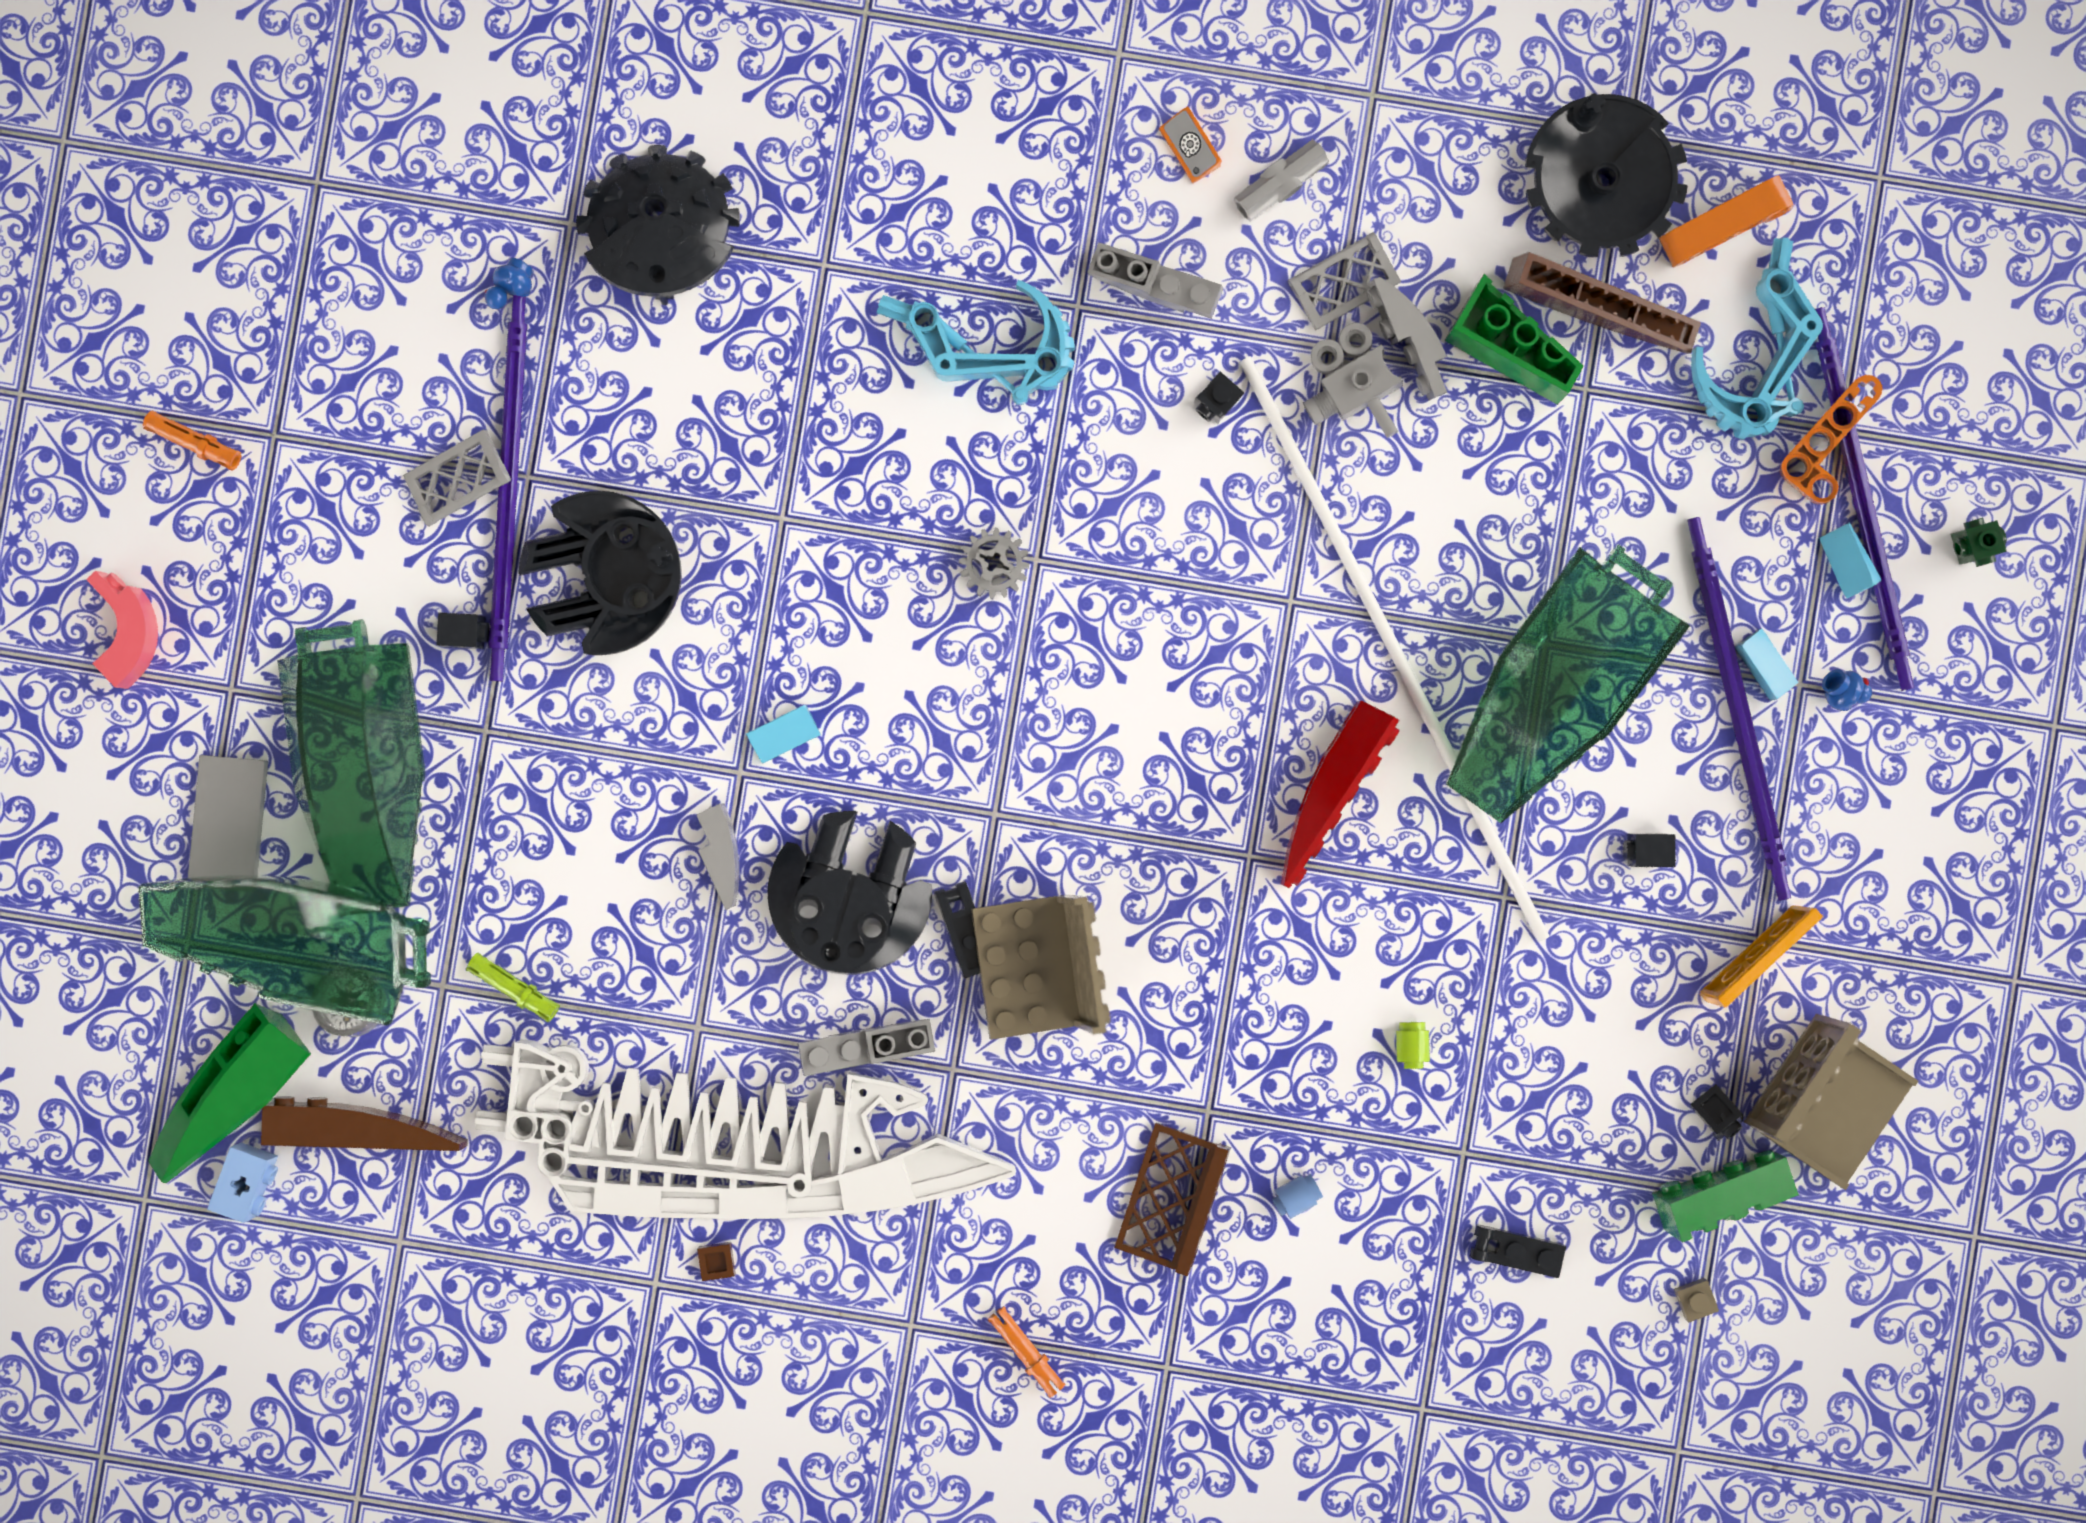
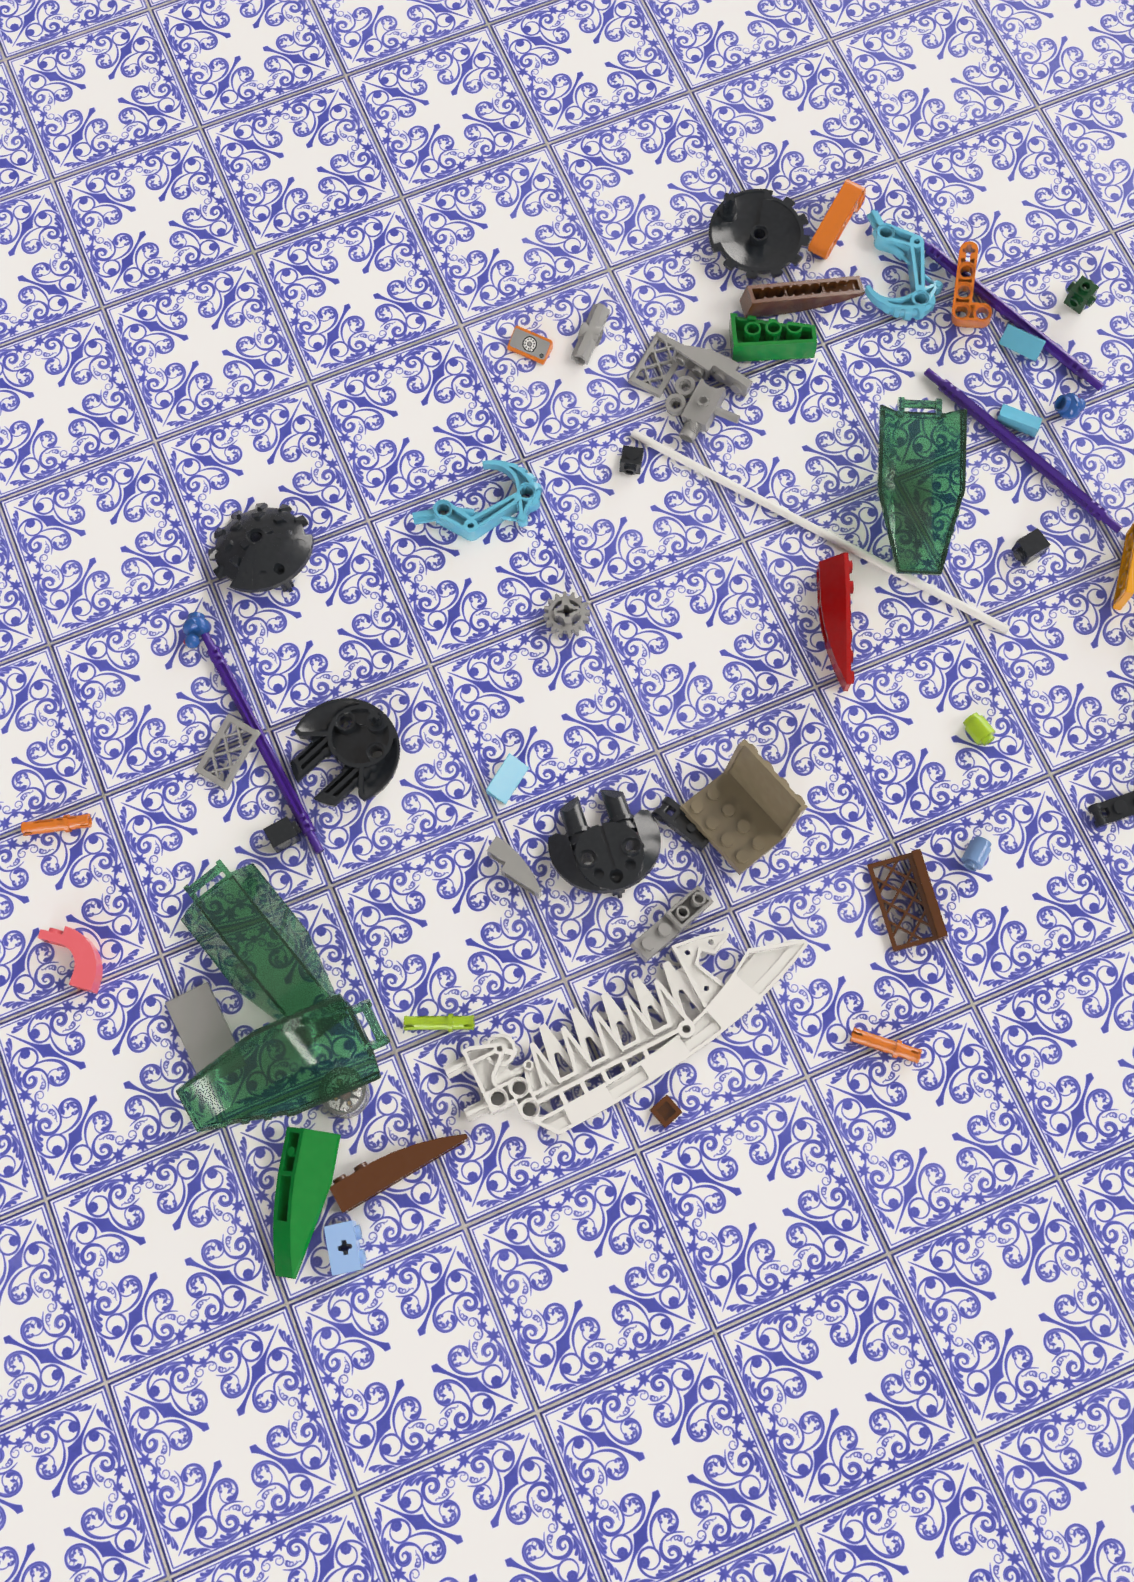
camera: 30 degrees left, 15 degrees down
(1154, 282) = (557, 422): light grey slope -> none

